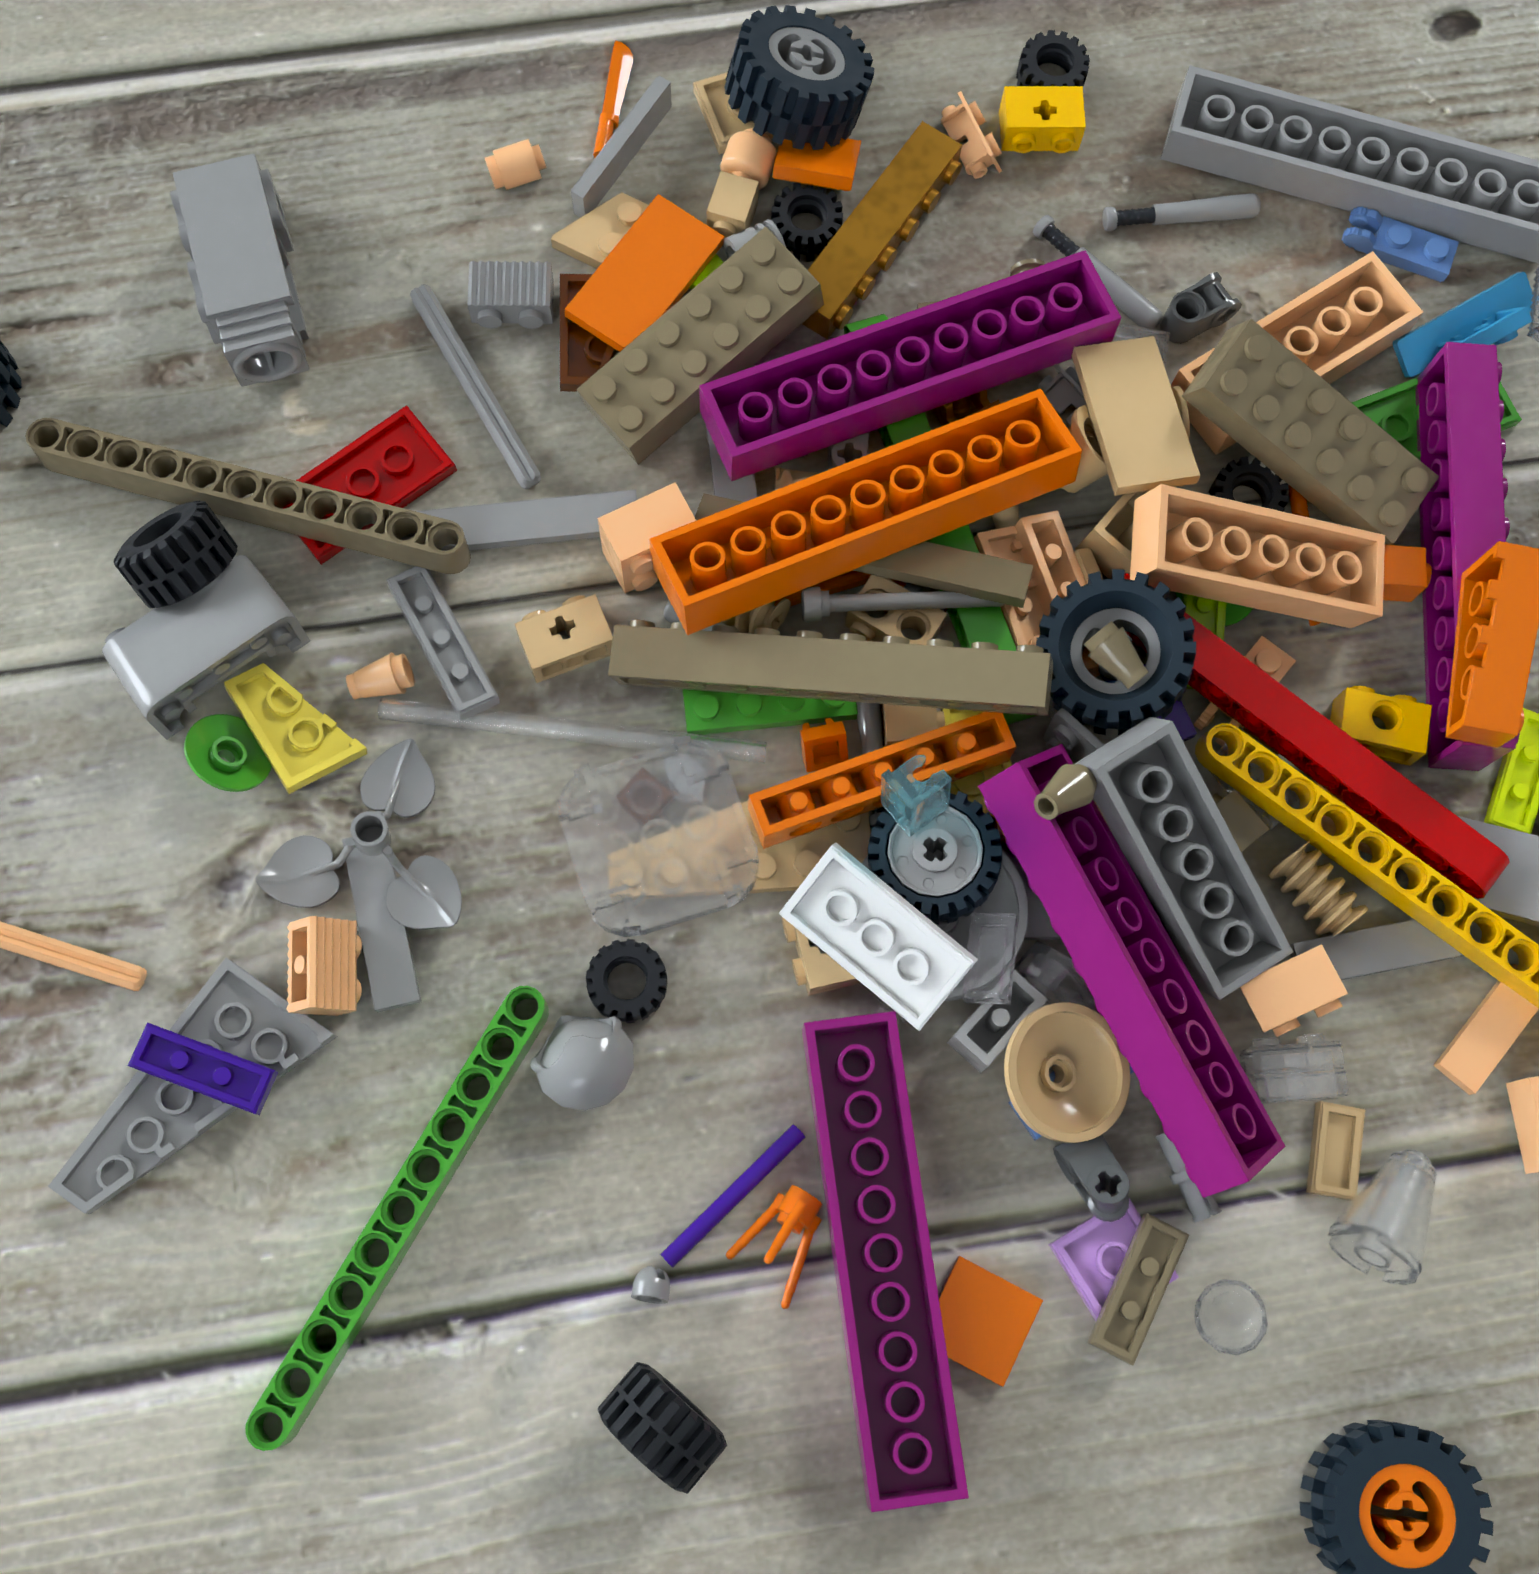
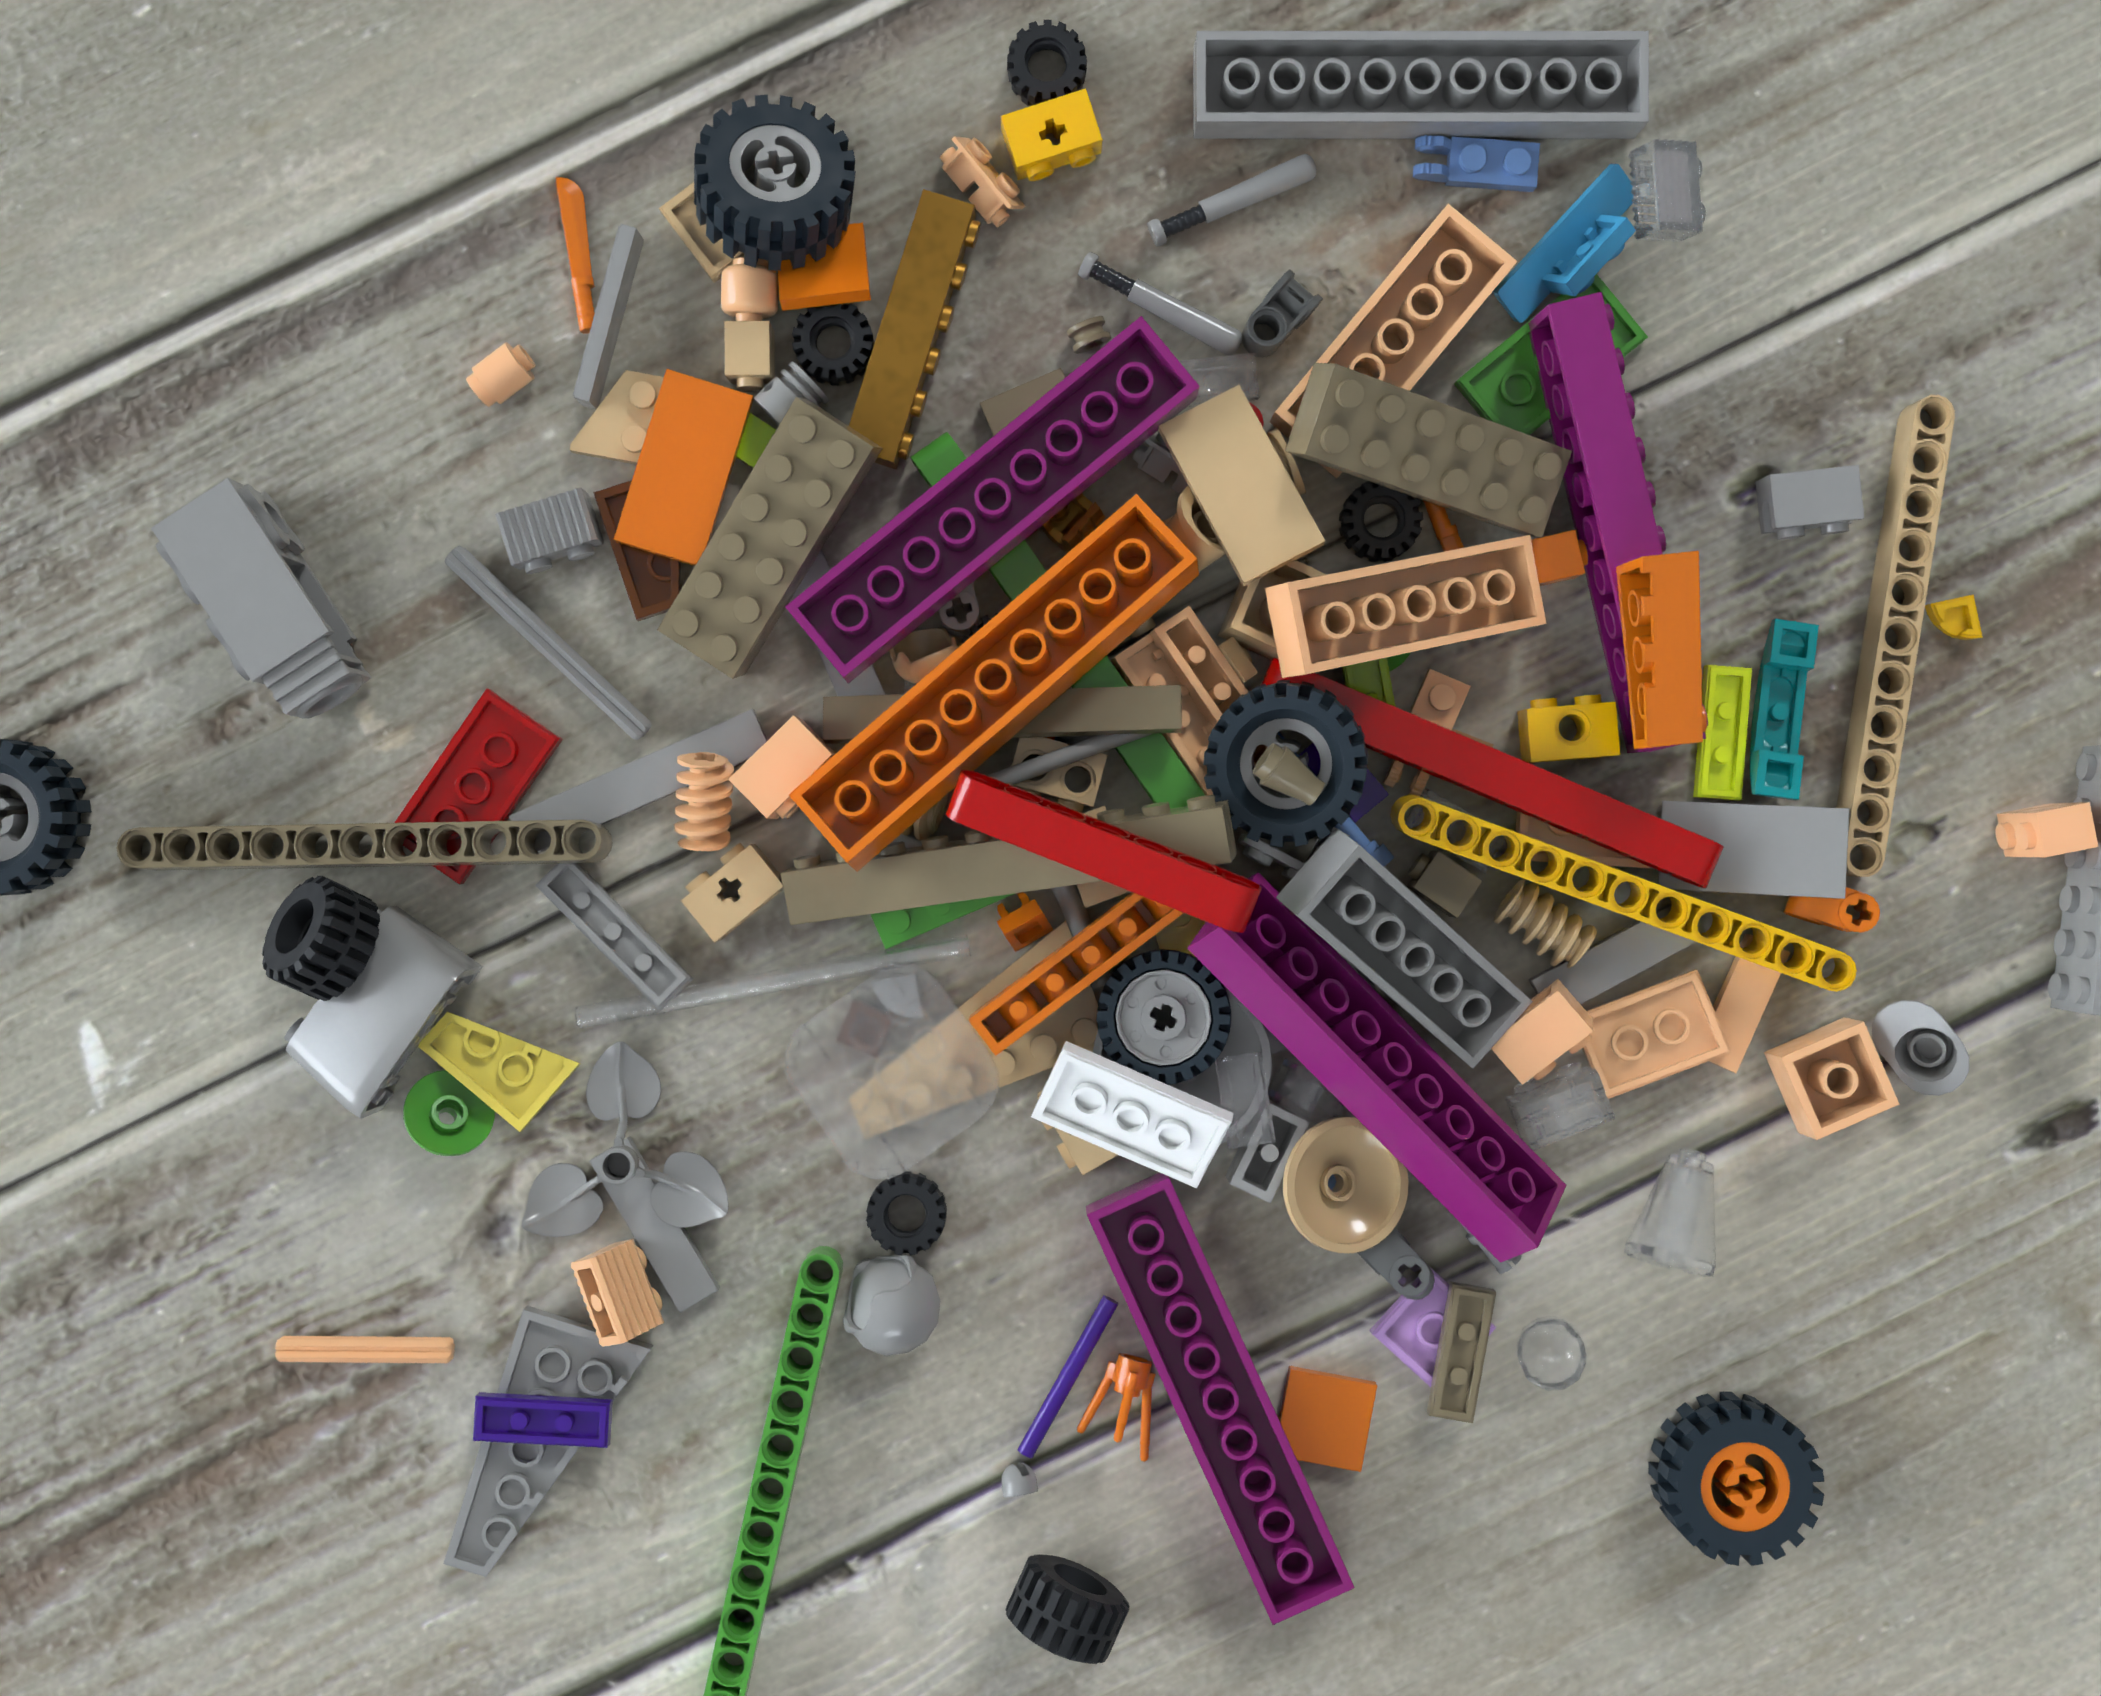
camera: 10 degrees left, 15 degrees up
(382, 677) = (569, 987): light nougat cone -> none
(566, 545) = (707, 801): none -> light nougat piece
(912, 801) = (1121, 988): clear light blue hinge -> none
(929, 663) = (1103, 851): none -> red beam
(1067, 790) = (1275, 938): dark tan cone -> none
(1335, 1151) = (1616, 1166): tan tile -> none
(1402, 1029) = (1654, 1034): none -> light nougat tile

